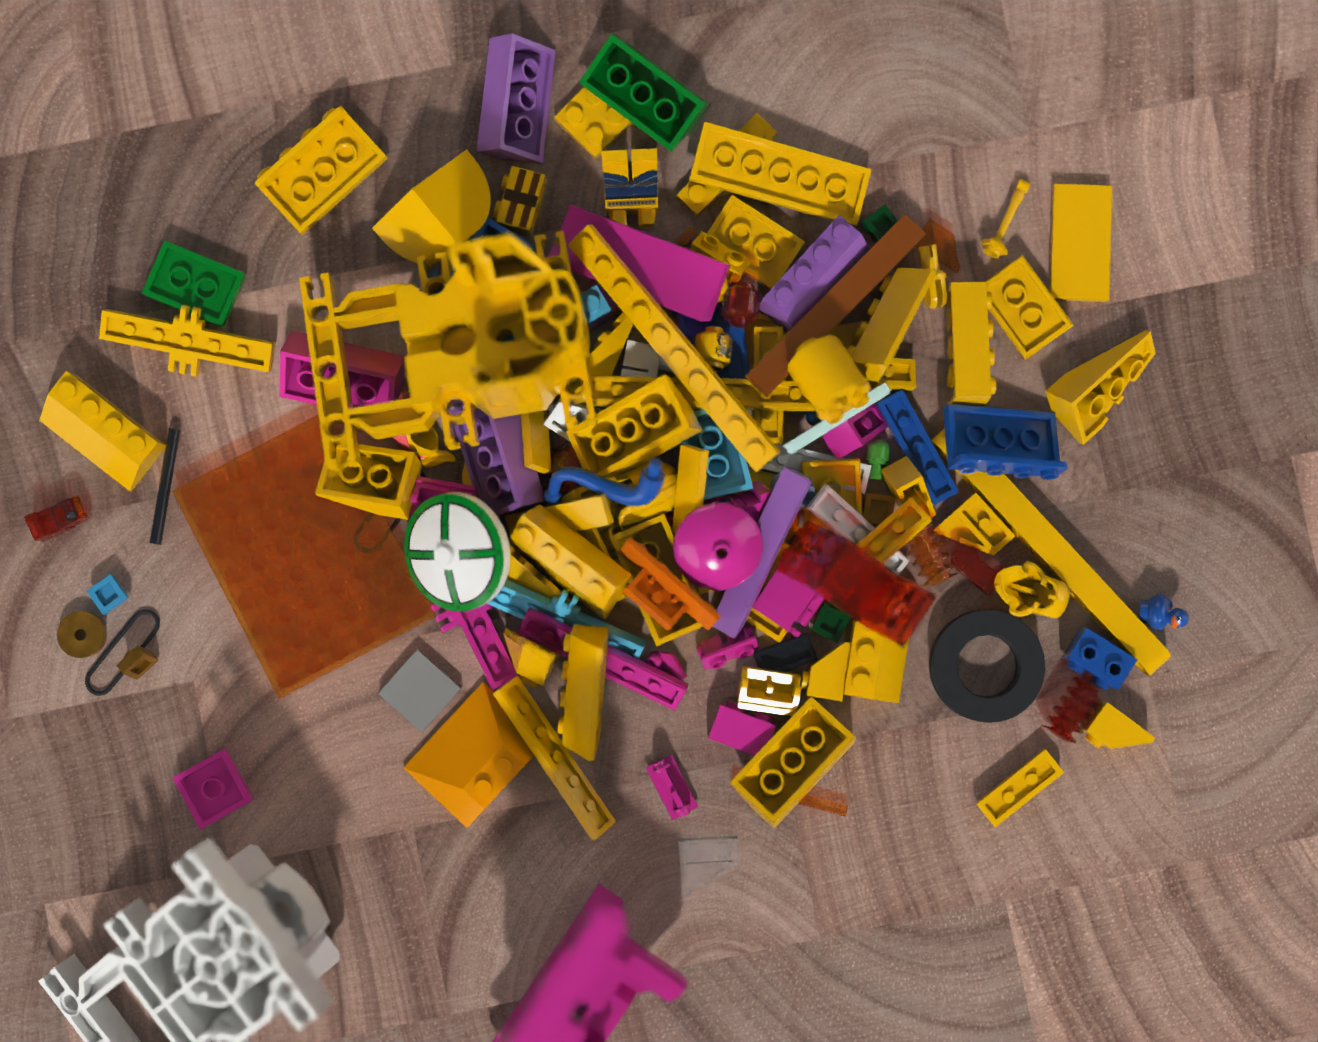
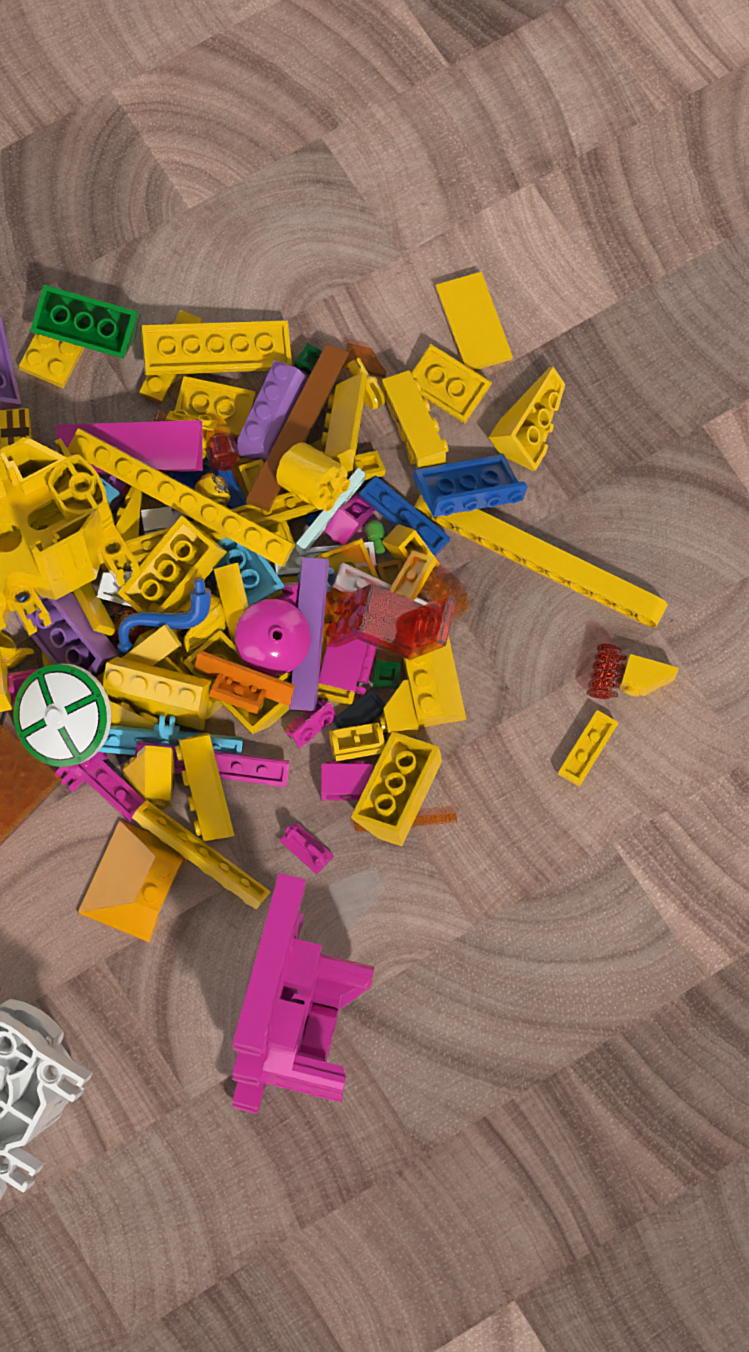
camera: 30 degrees left, 15 degrees down
(419, 690) = (69, 845): light grey tile -> none
(634, 196) = (107, 403): hips -> none
(666, 661) = (266, 750): dark pink arm -> none
(974, 569) = (488, 593): clear red leg -> none
(976, 526) = (475, 560): yellow wing -> none
(995, 246) = (407, 346): yellow piece -> none
(1028, 660) = (534, 630): black tyre -> none
(1031, 591) = (537, 591): yellow head -> none
(1098, 659) = (611, 625): blue brick -> none
(1157, 614) = (644, 573): blue animal -> none

